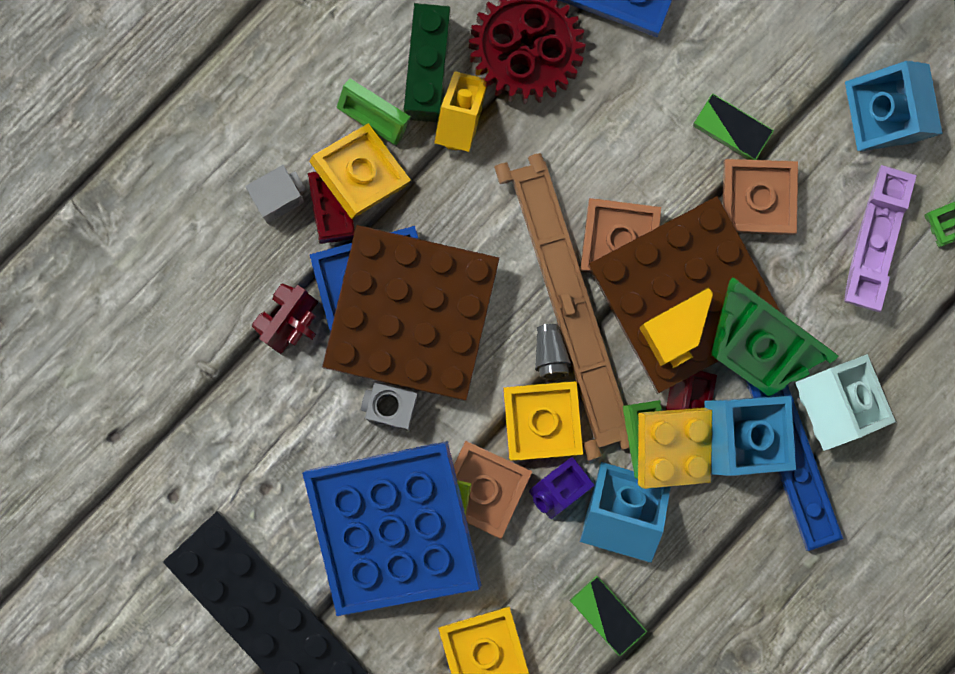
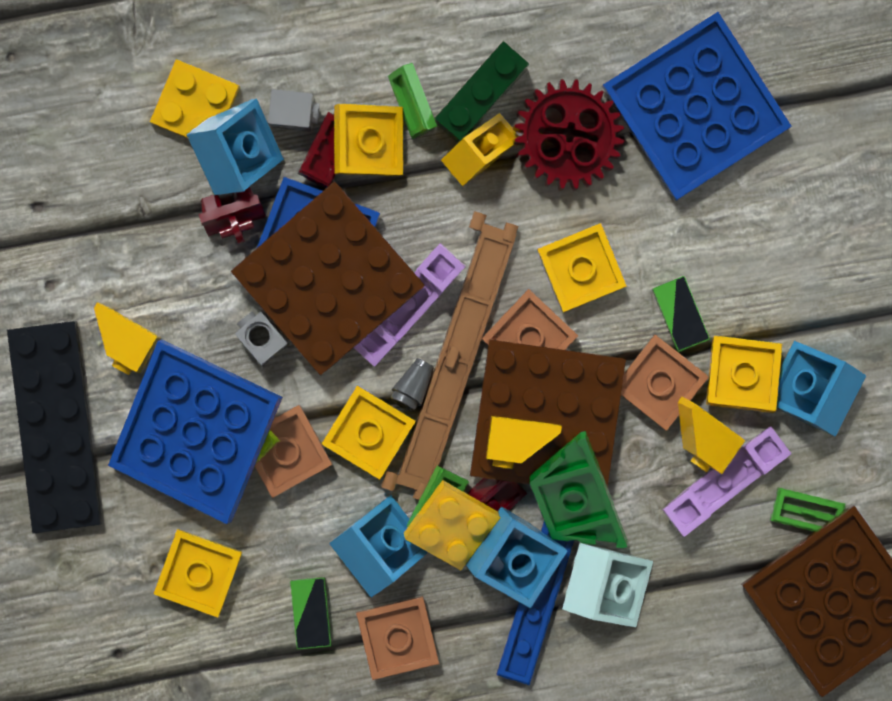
camera: 30 degrees right, 5 degrees up
(187, 249) = (191, 98): none -> yellow plate
(249, 259) = (235, 148): none -> dark azure slope
(273, 494) = (124, 340): none -> yellow slope
(500, 240) = (436, 274): none -> lavender slope
(560, 488) = (345, 492): dark purple bracket -> none
(621, 149) = (581, 267): none -> yellow plate
(699, 581) = (397, 637): none -> nougat plate
(825, 138) = (744, 374): none -> yellow plate
(835, 213) = (706, 438): none -> yellow slope

